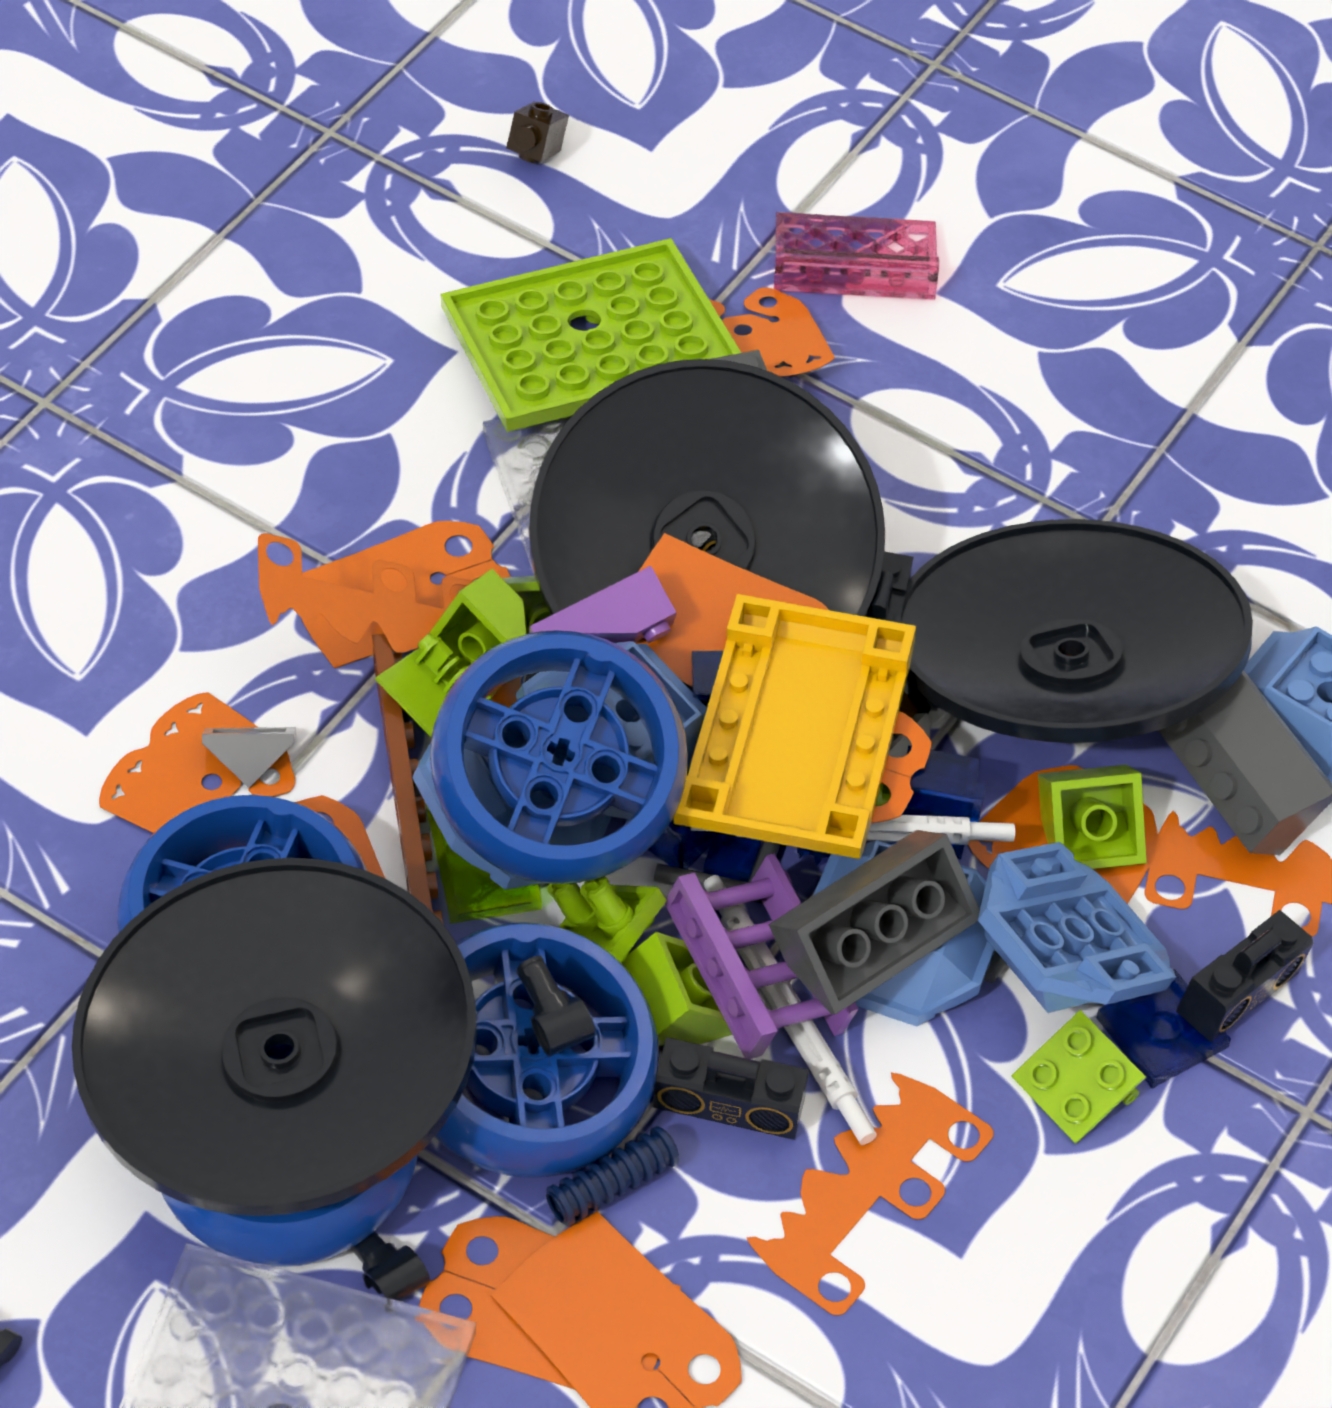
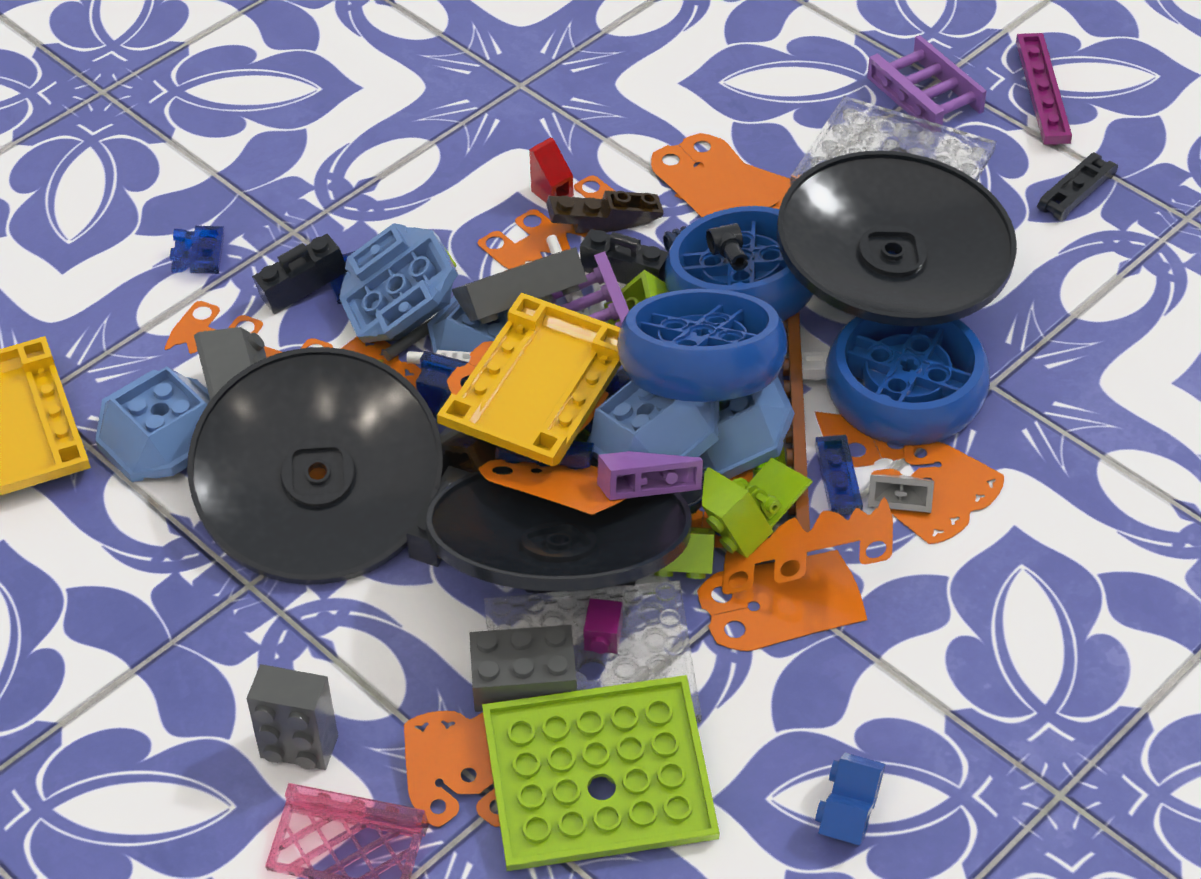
camera: 165 degrees left, 5 degrees down
(293, 339) = (852, 798): none -> blue brick
(341, 759) = (838, 474): none -> clear blue plate
(791, 1199) = (612, 213): none -> dark brown slope
(906, 1247) = (549, 171): none -> red slope
(959, 309) = (292, 717): none -> dark grey brick

